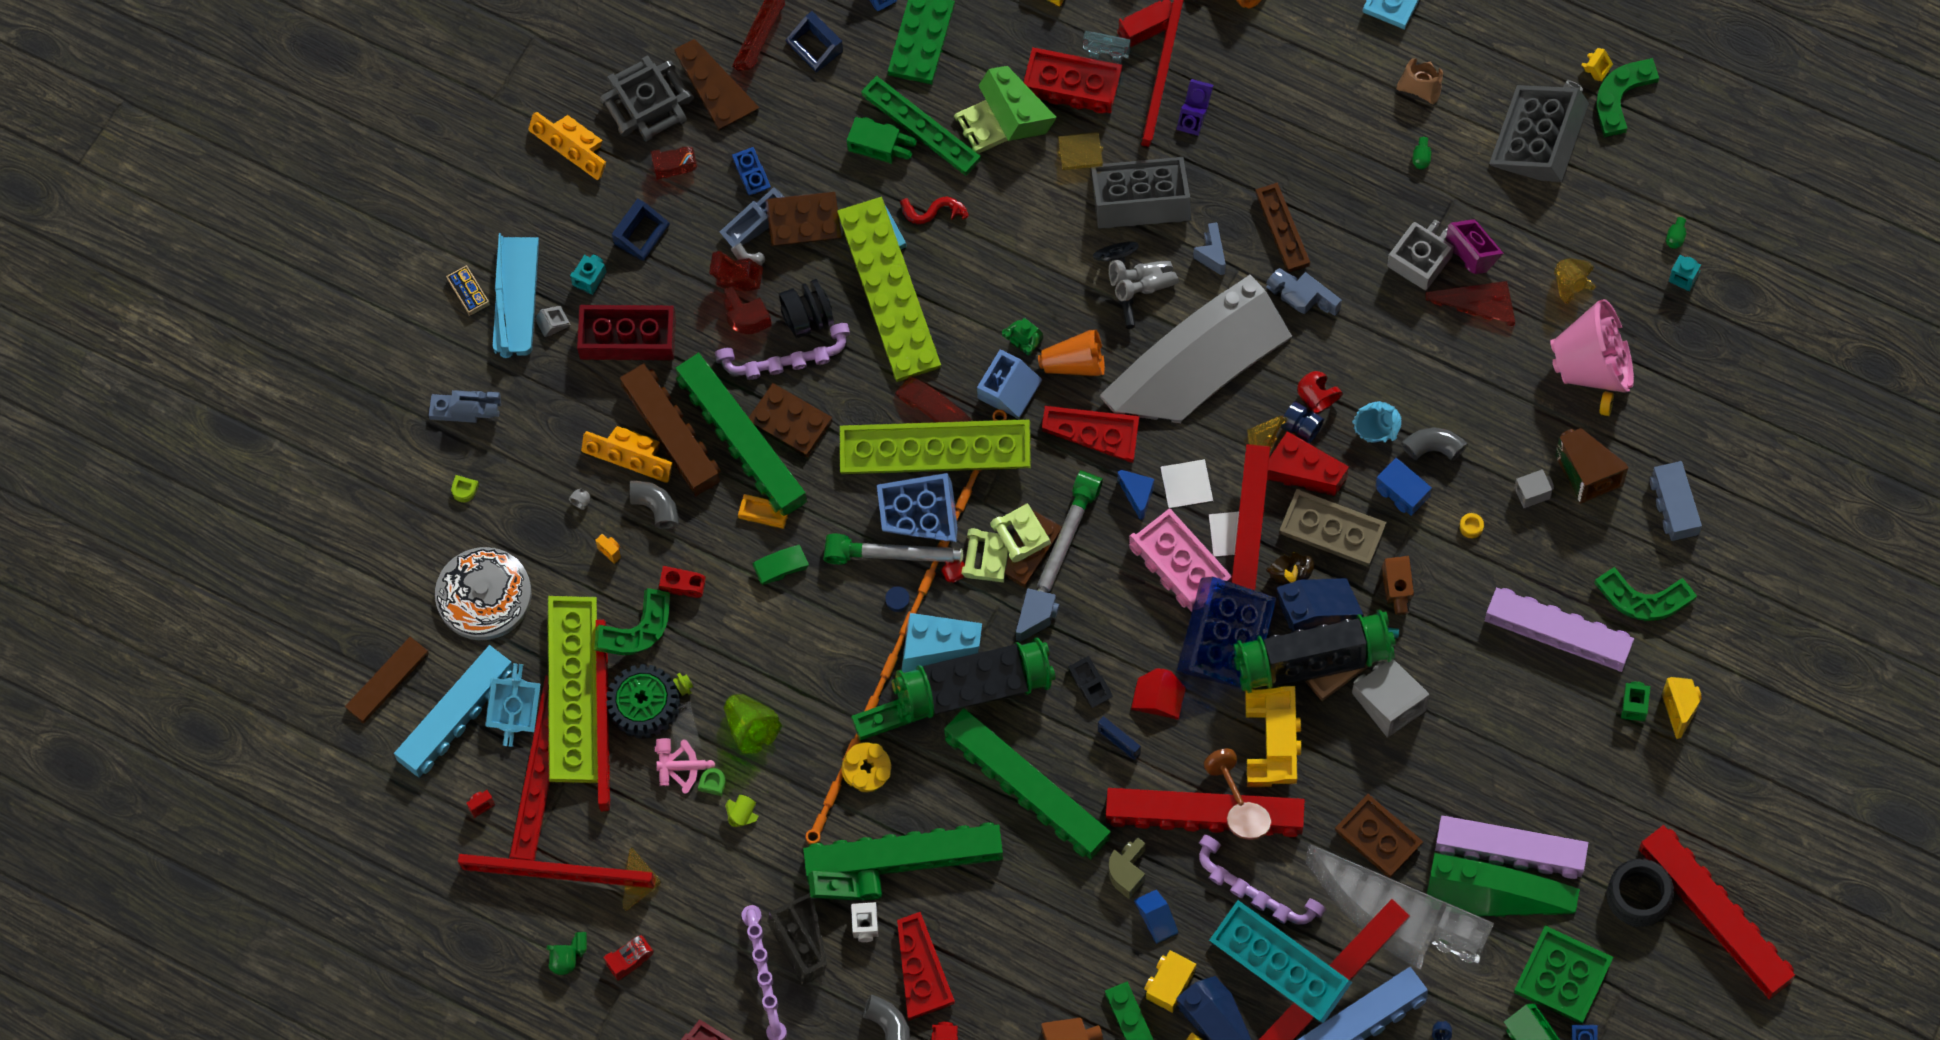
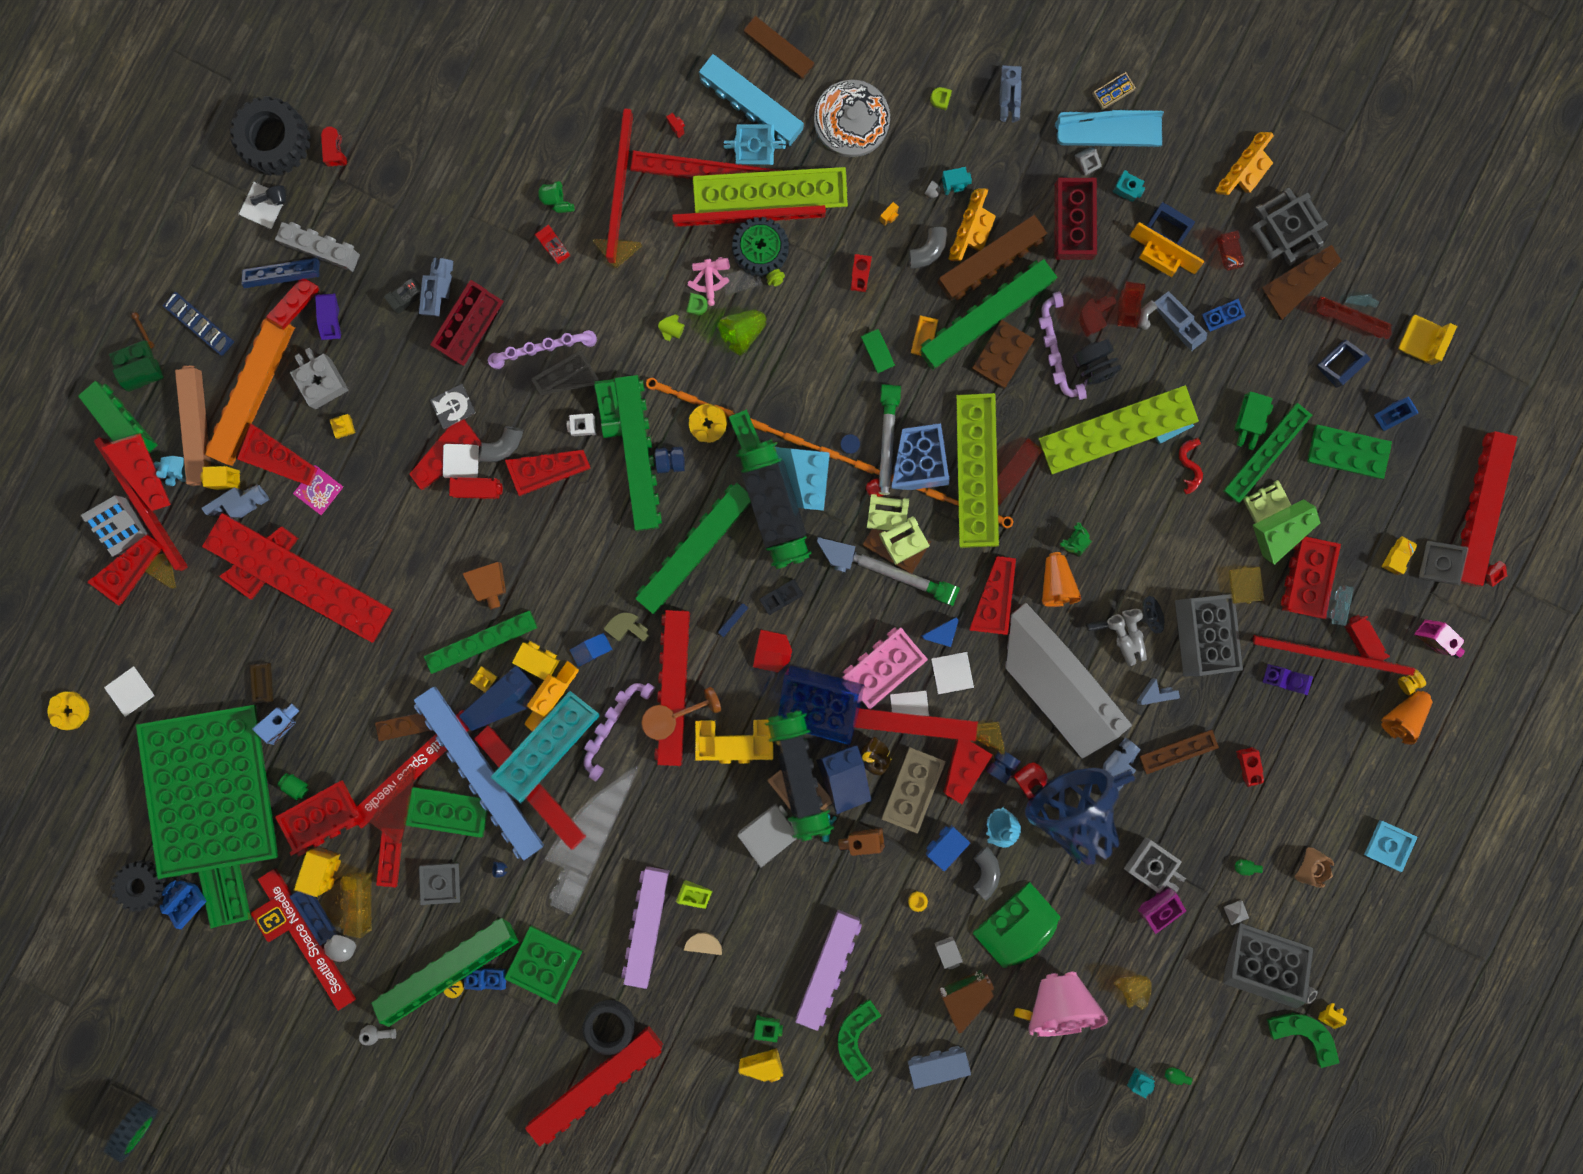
camera: 90 degrees right, 20 degrees up
(570, 471) = (956, 180): none -> teal brick
(642, 636) = (816, 246): green plate -> none
(672, 235) = (1164, 253): none -> light orange bracket
(738, 20) = (1363, 300): none -> clear light blue bar
(803, 218) = (1179, 358): reddish brown plate -> none
(912, 811) = (670, 459): none -> dark blue wheel
(1008, 384) = (1033, 529): medium blue slope -> none
(1217, 963) = (549, 694): none -> light orange bracket
(1299, 148) = (1251, 766): none -> red leg
(1365, 338) = (1101, 826): none -> dark blue piece
(1379, 836) = (655, 823): reddish brown plate -> none
(1468, 791) = (694, 895): none -> lime slope
(1476, 168) = (1236, 912): none -> light grey slope
(1485, 300) = (1115, 918): clear red wing -> none
(1497, 890) = (610, 911): green wedge -> none
(1501, 410) = (1018, 927): none -> green slope
(1531, 778) = (703, 943): none -> tan tile

